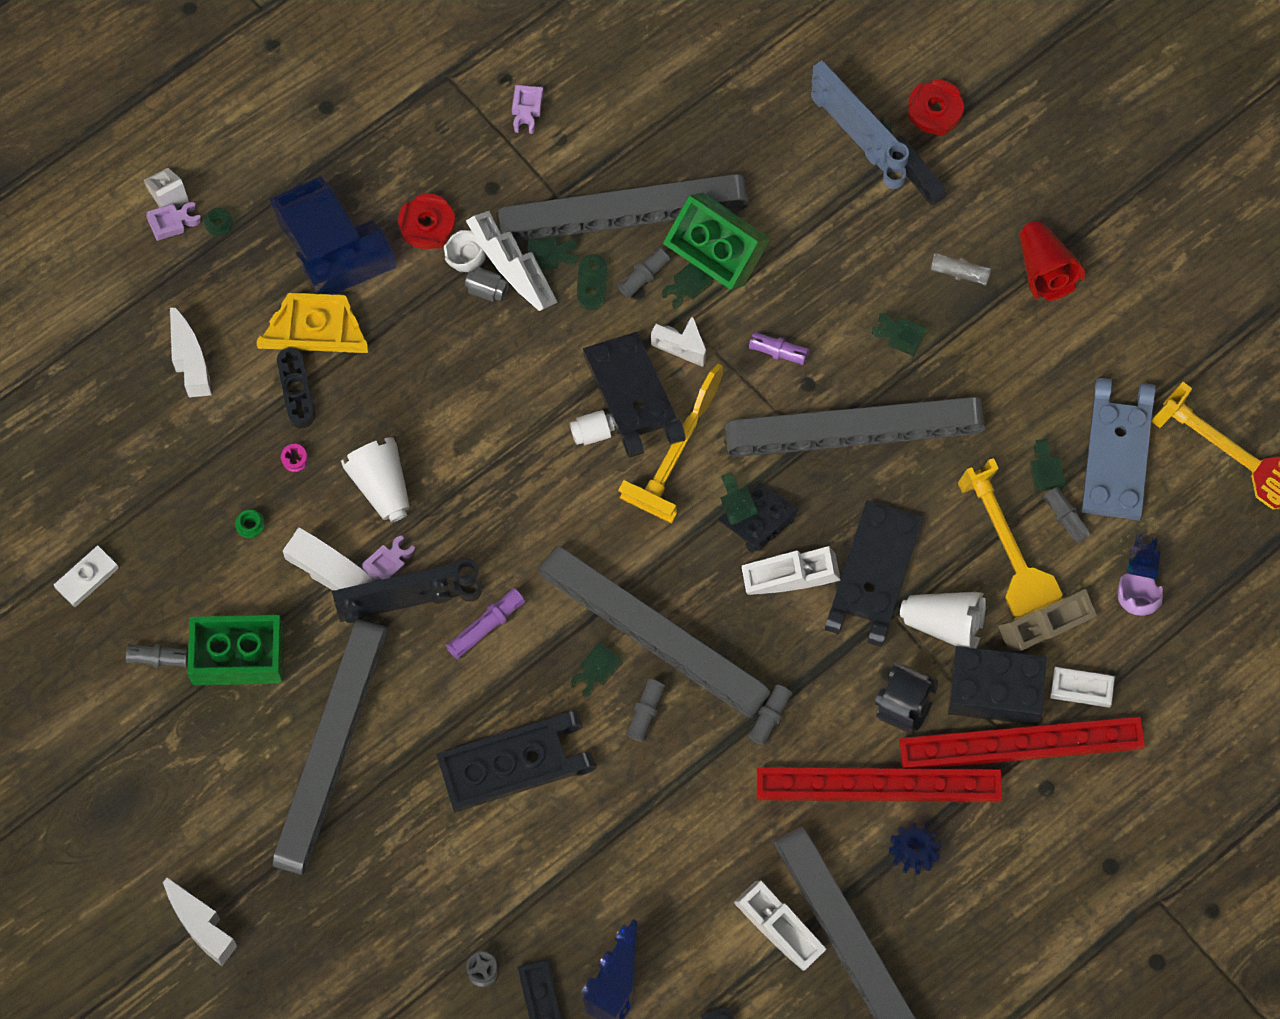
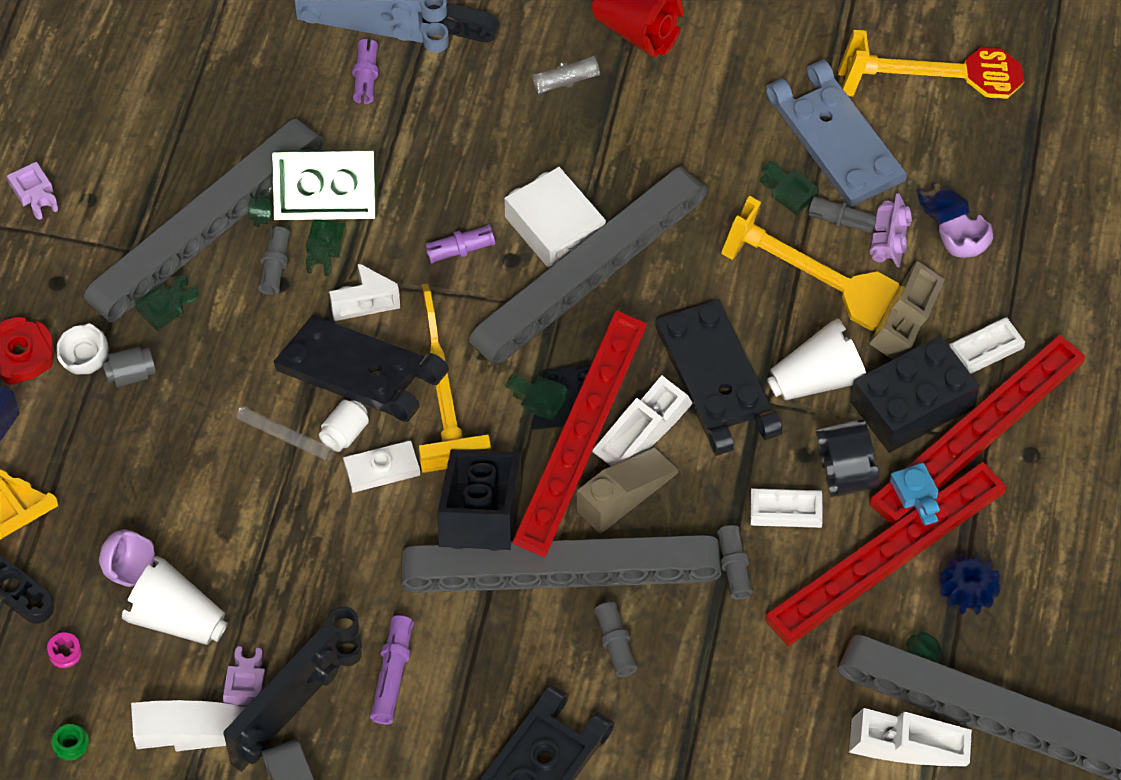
camera: 40 degrees left, 10 degrees down
(377, 421) = (126, 557): none -> lavender hair
(518, 269) = (153, 330): white slope -> none
(551, 405) = (284, 433): none -> clear bar
(592, 280) = (227, 299): clear green plate -> none
(594, 475) = (381, 466): none -> white plate
(597, 666) = (534, 635): clear green plate -> none
(630, 548) = (479, 500): none -> black brick
(662, 227) = (259, 210): none -> clear green plate
(734, 549) = (579, 434): none -> red plate
(742, 607) = (622, 488): none -> dark tan slope
(821, 169) = (365, 71): none -> medium lavender pin
(838, 702) = (786, 508): none -> white plate
(843, 870) = (924, 646): none -> clear green plate
(858, 372) = (552, 215): none -> white brick
(903, 336) = (567, 156): clear green plate -> none
(933, 756) = (917, 489): none -> dark azure plate
(1101, 545) = (894, 220): none -> lavender hinge

